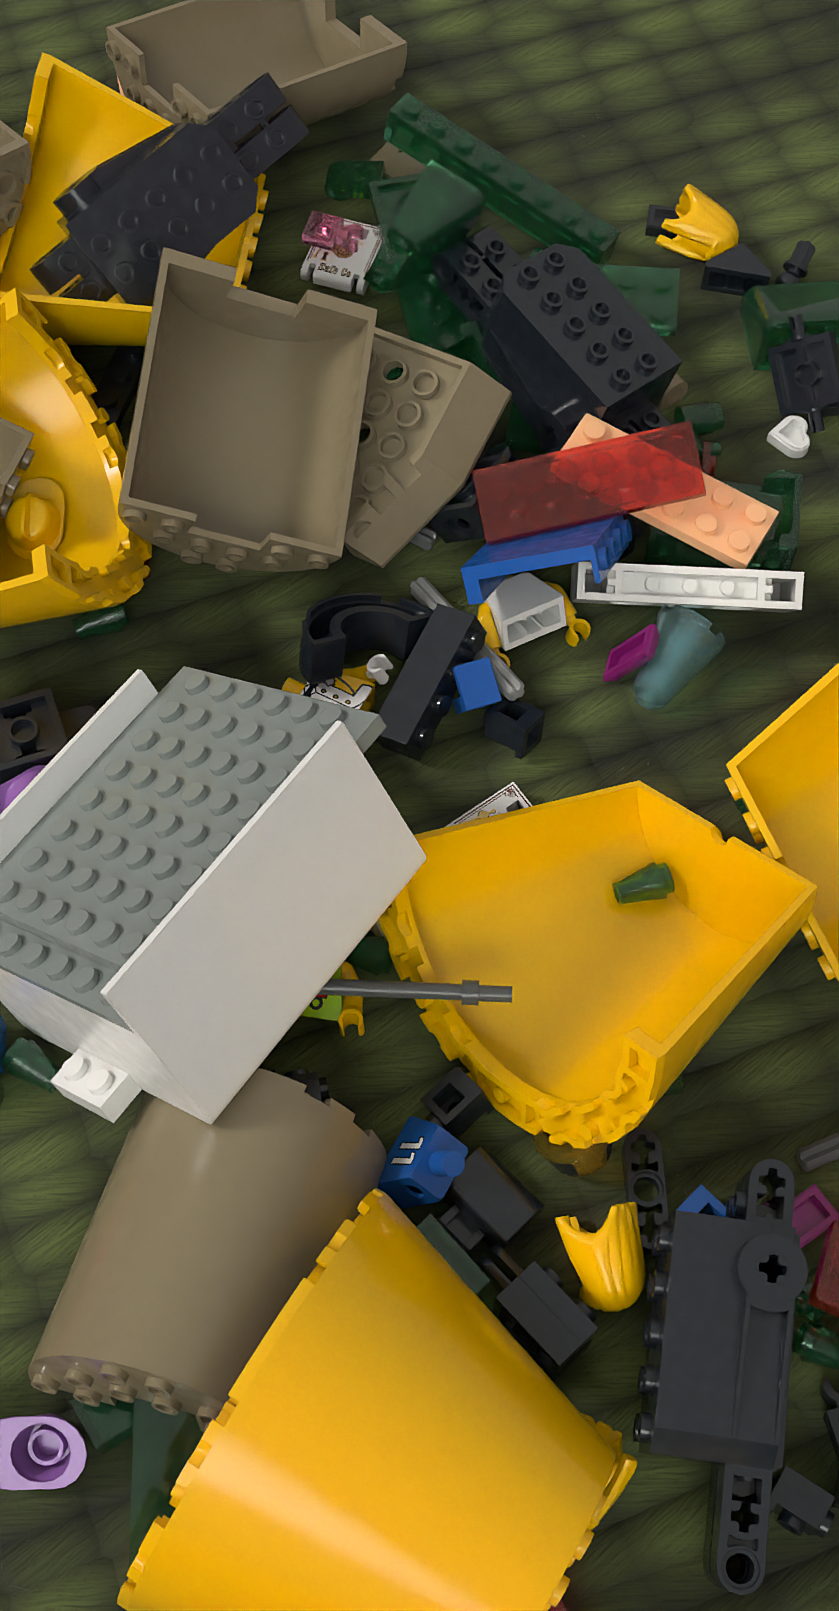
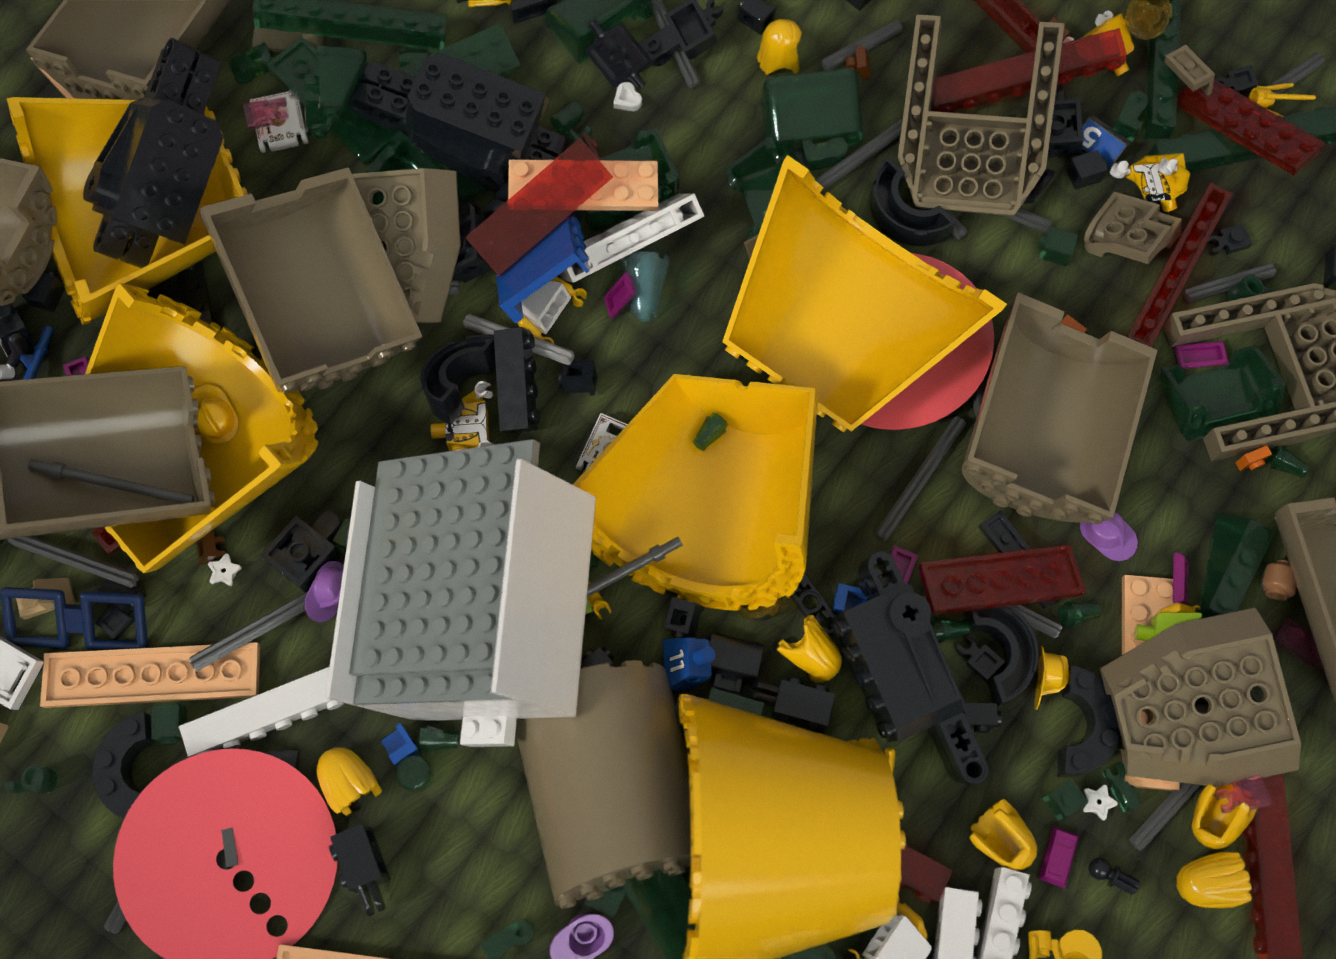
camera: 30 degrees left, 10 degrees up
(475, 685) = (545, 368): blue panel -> none

